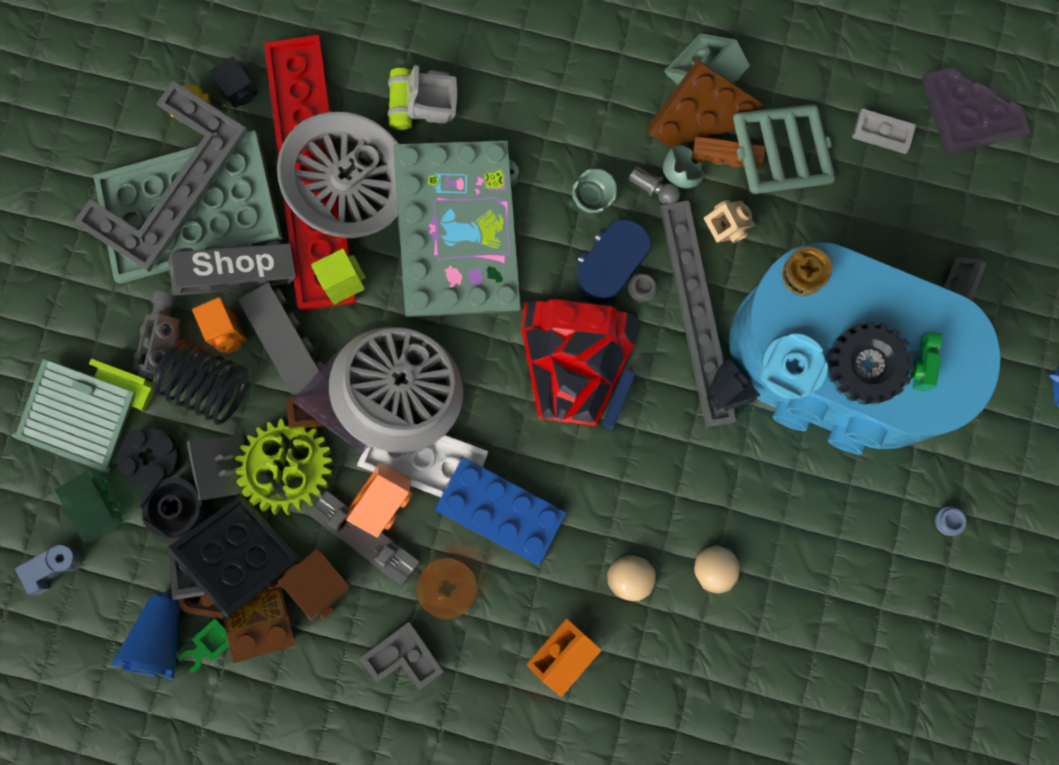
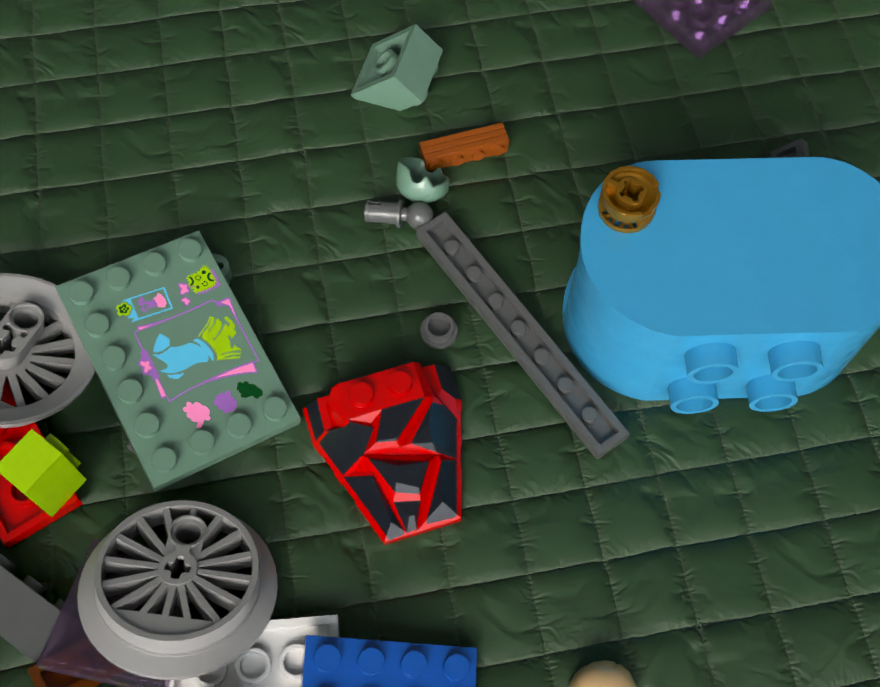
camera: 25 degrees left, 15 degrees down
(420, 97) = (71, 226): light grey piece -> none
(594, 190) = (329, 245): sand green hair -> none
(612, 261) = (387, 314): dark blue brick -> none
(618, 400) = (474, 473): dark blue tile -> none
(700, 107) = (411, 107): reddish brown plate -> none
(717, 569) = (703, 629): tan hair -> none
(729, 221) = (504, 213): tan brick -> none
(730, 388) = (604, 392): black brick -> none
(789, 115) = (513, 82): sand green bar -> none
(811, 361) = (670, 335): medium azure plate -> none
(884, 131) = (621, 60): light grey plate -> none
(884, 350) = (768, 248): black bush -> none
(928, 364) = (828, 244): green plate -> none

